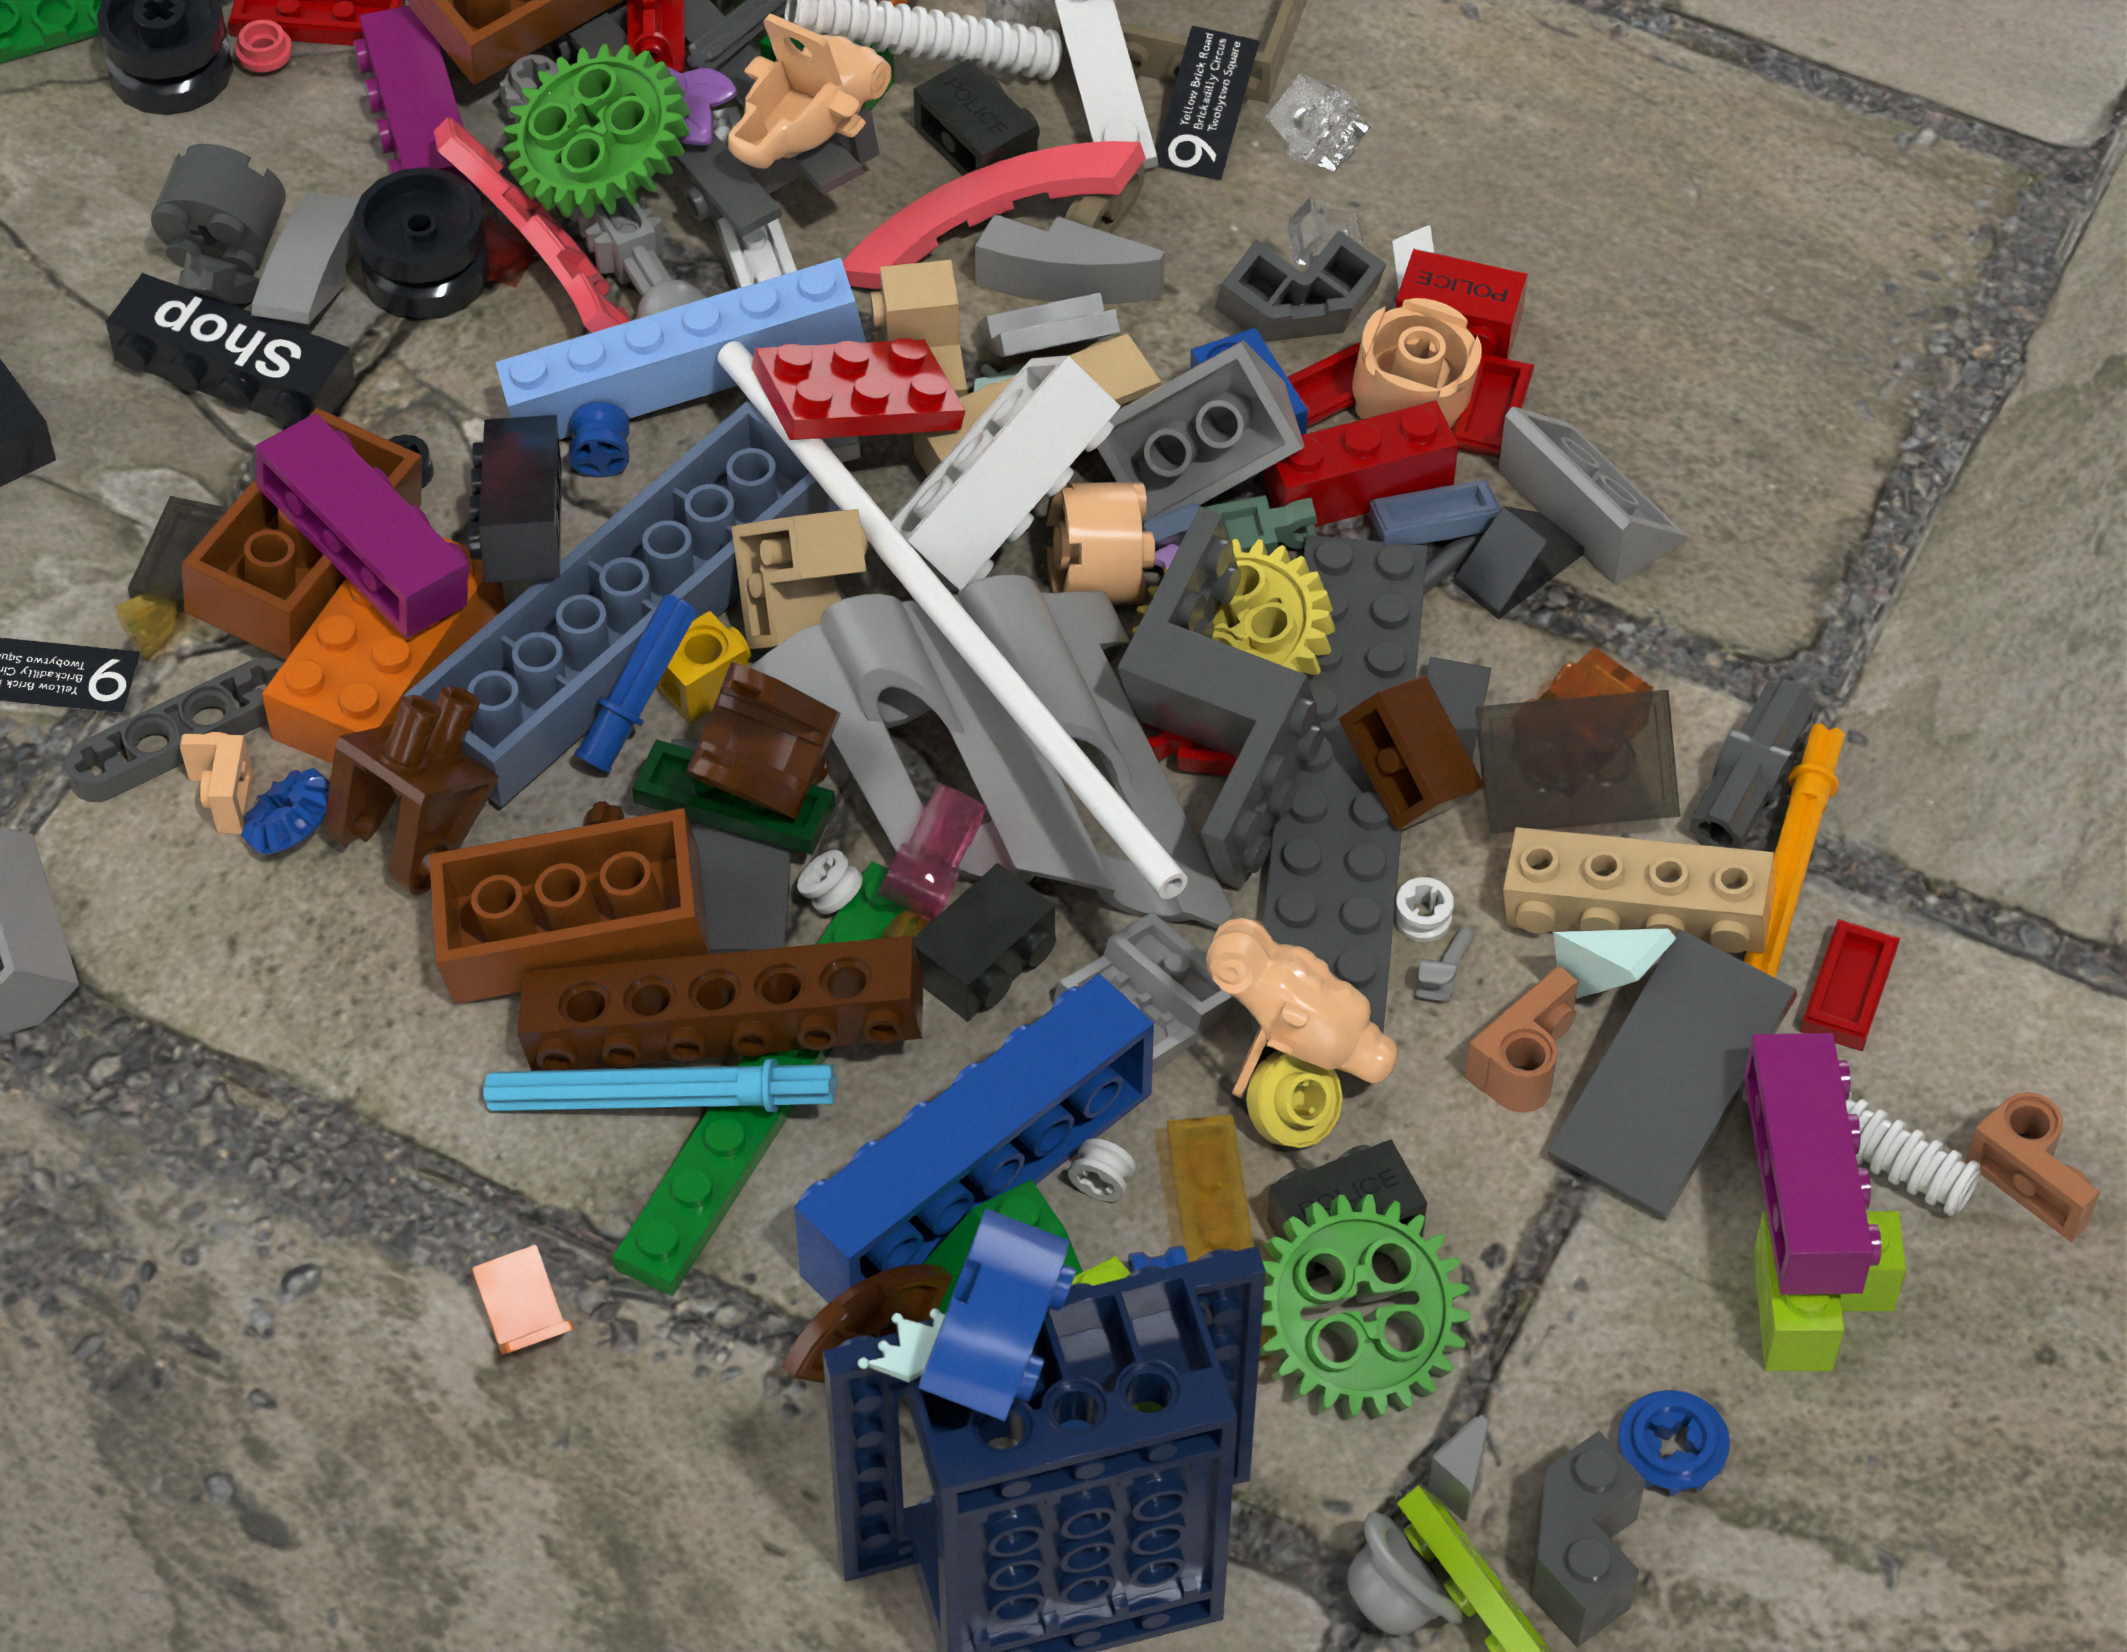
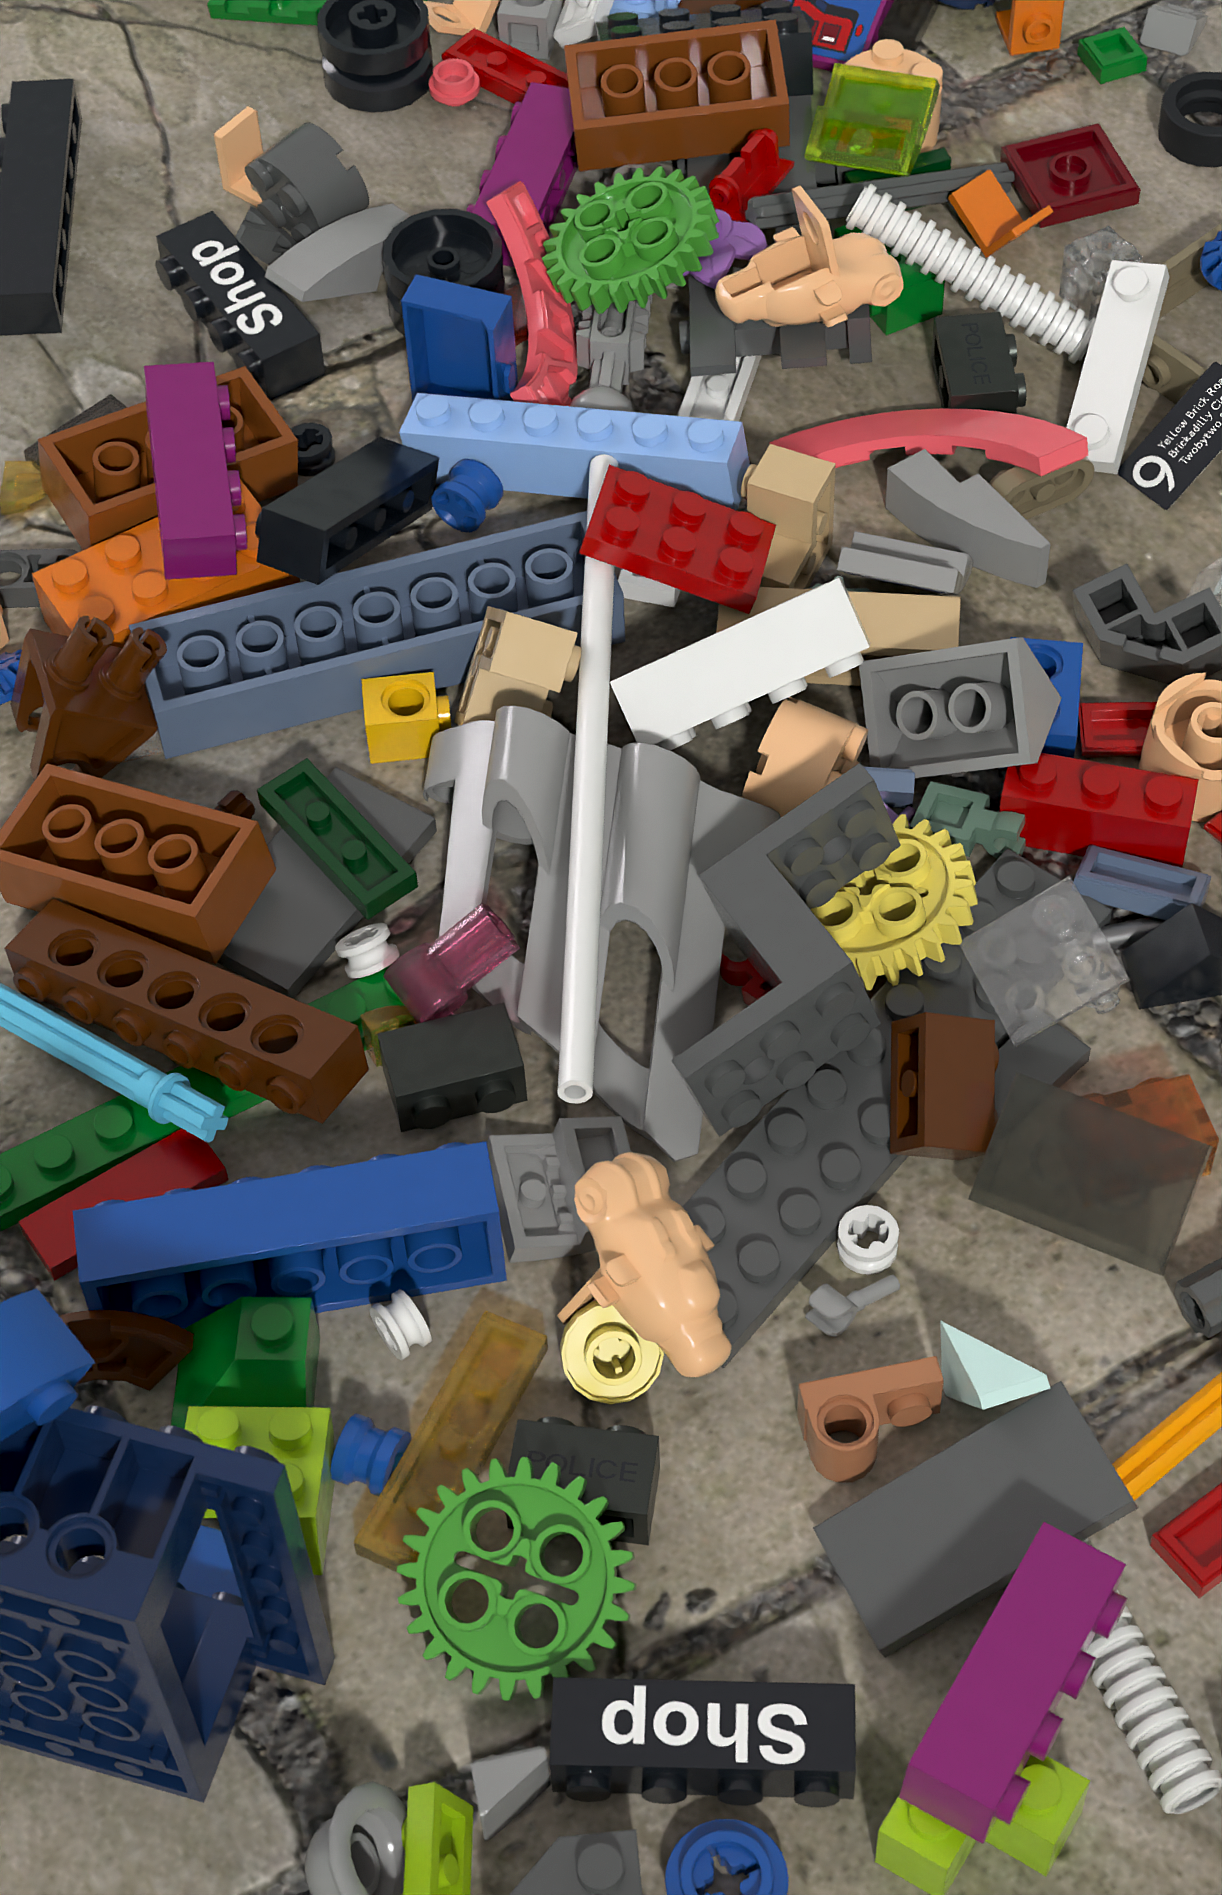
camera: 35 degrees right, 0 degrees up
(115, 215) = (236, 147): none -> light nougat bracket
(509, 299) = (459, 340): none -> blue container
(636, 682) = (328, 704): blue axle -> none
(763, 1216) = (167, 1165): none -> red tile
(764, 741) = (367, 803): reddish brown piece -> none
(1418, 610) = (1045, 962): none -> clear hinge
(1585, 1348) = (703, 1740): none -> black brick
(1632, 884) = (1073, 1327): tan brick -> none

